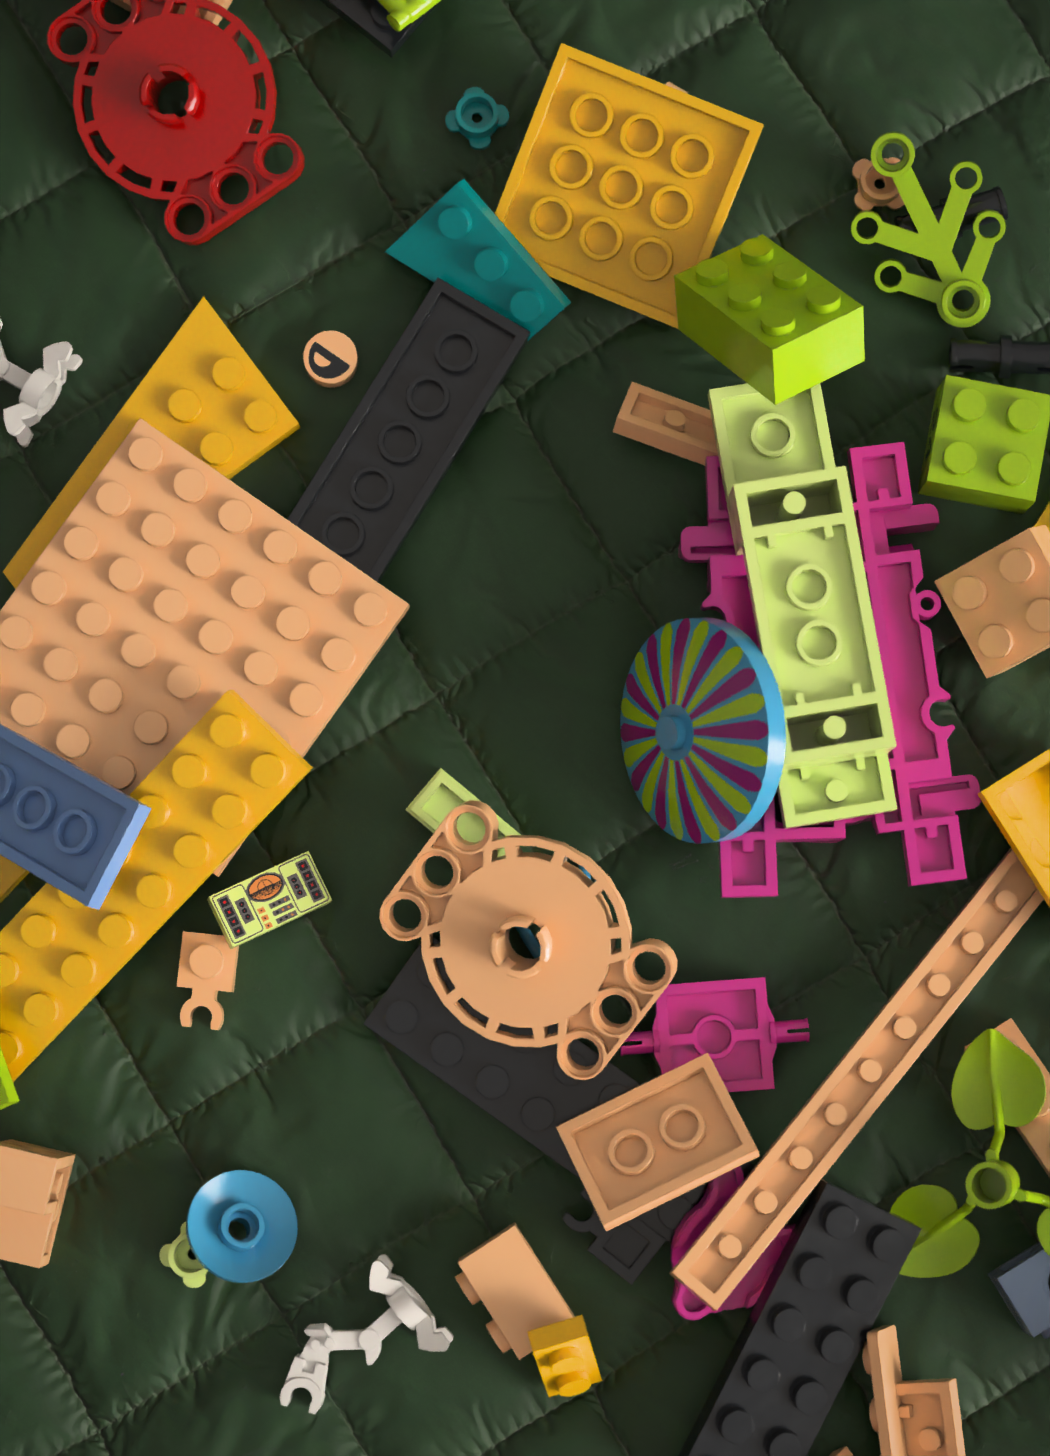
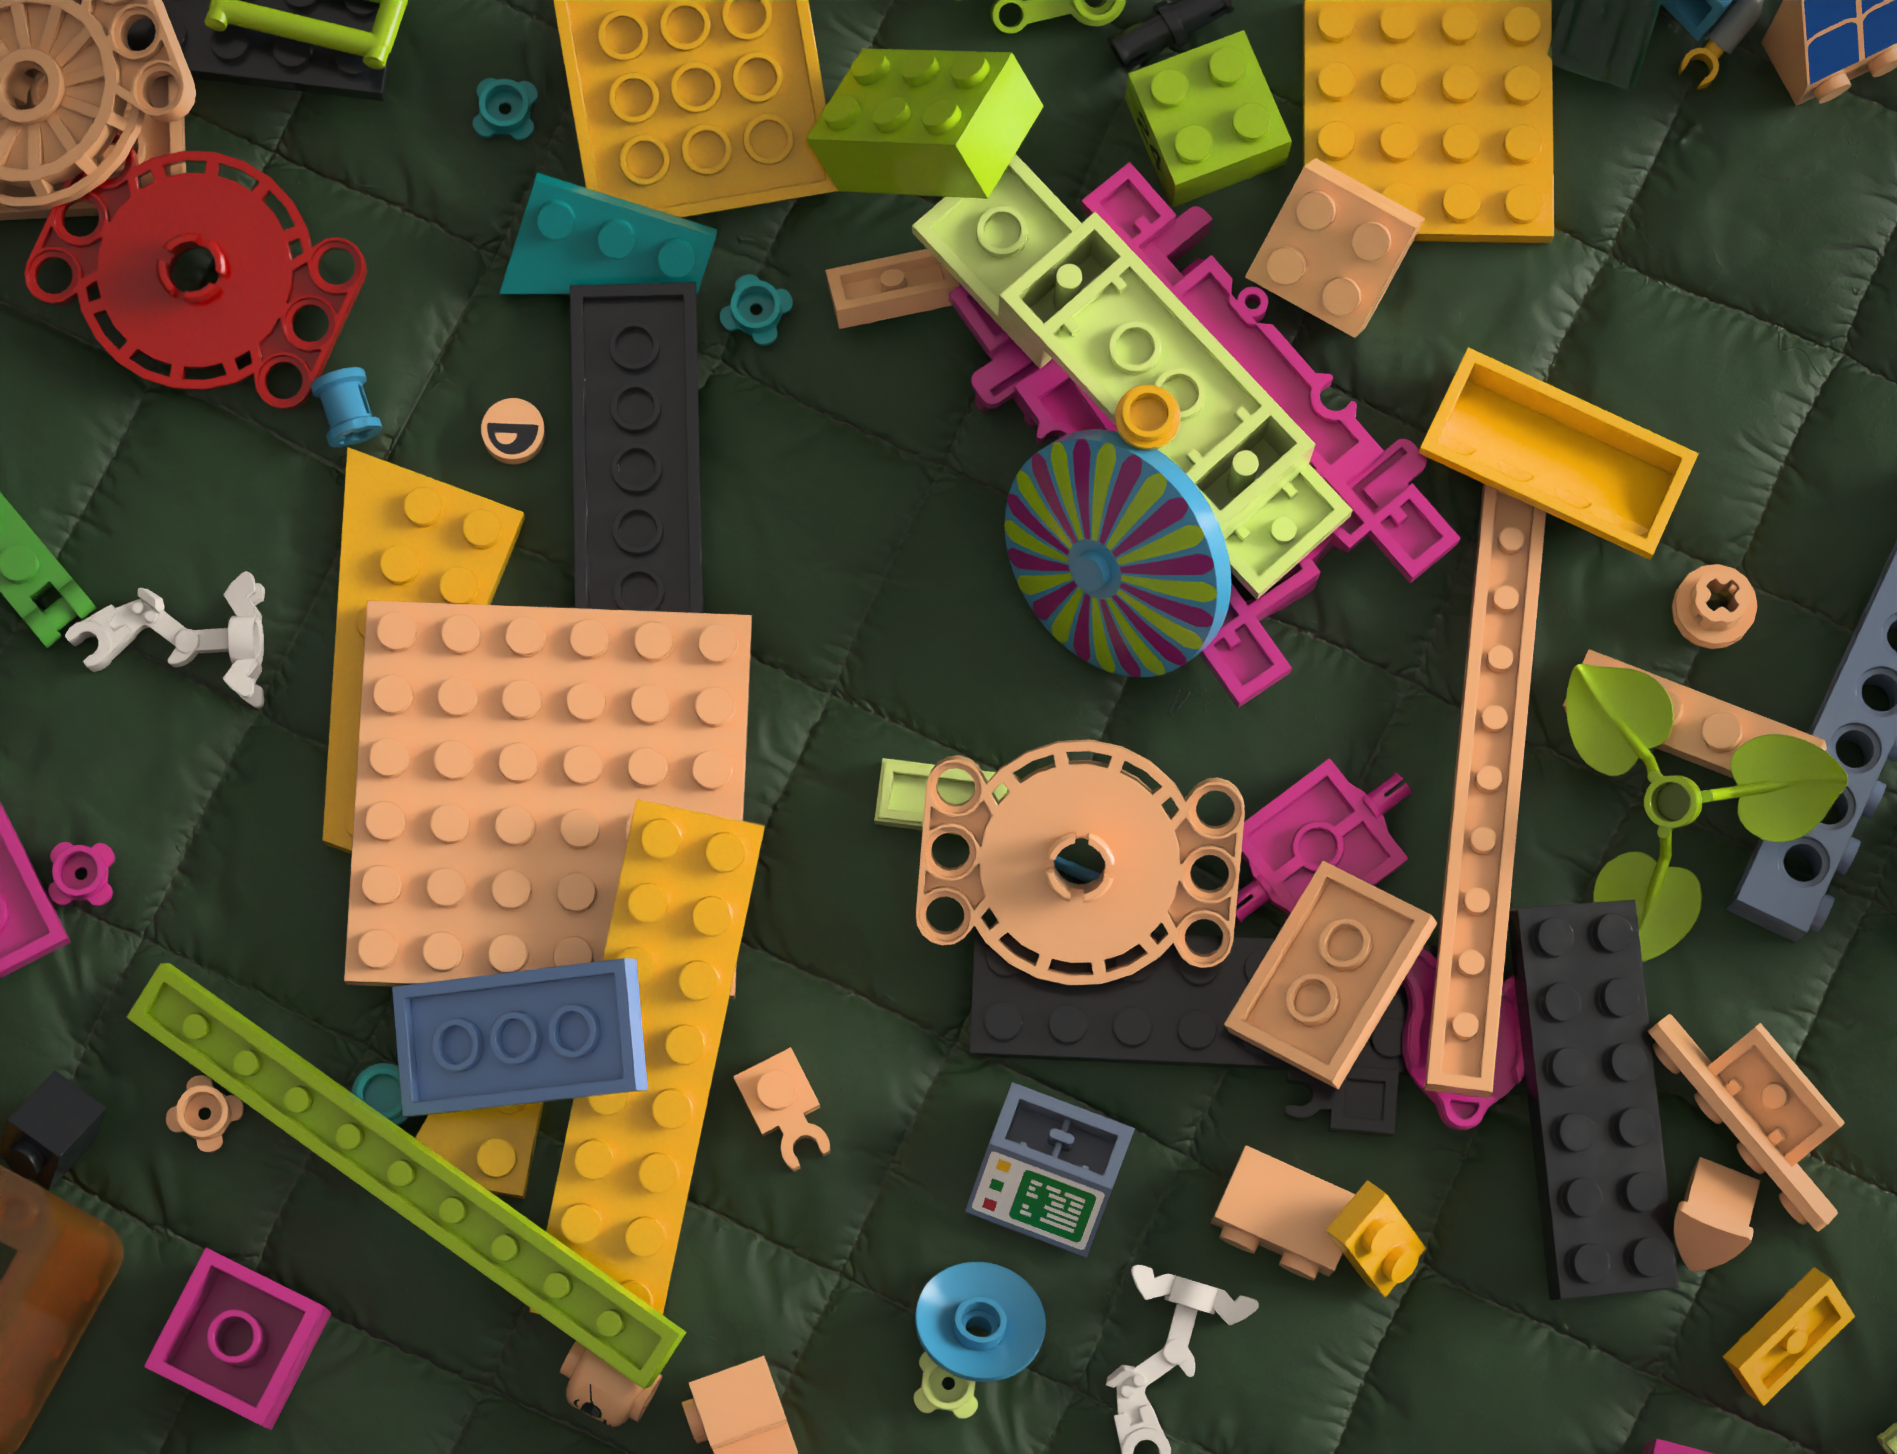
camera: 35 degrees left, 5 degrees down
(221, 266) = (346, 407): none -> dark azure bush
(269, 900) = (798, 991): tile -> none
(362, 1148) = (1049, 1170): none -> slope
(566, 364) = (751, 292): none -> teal plate
(781, 647) = (1147, 417): none -> yellow plate

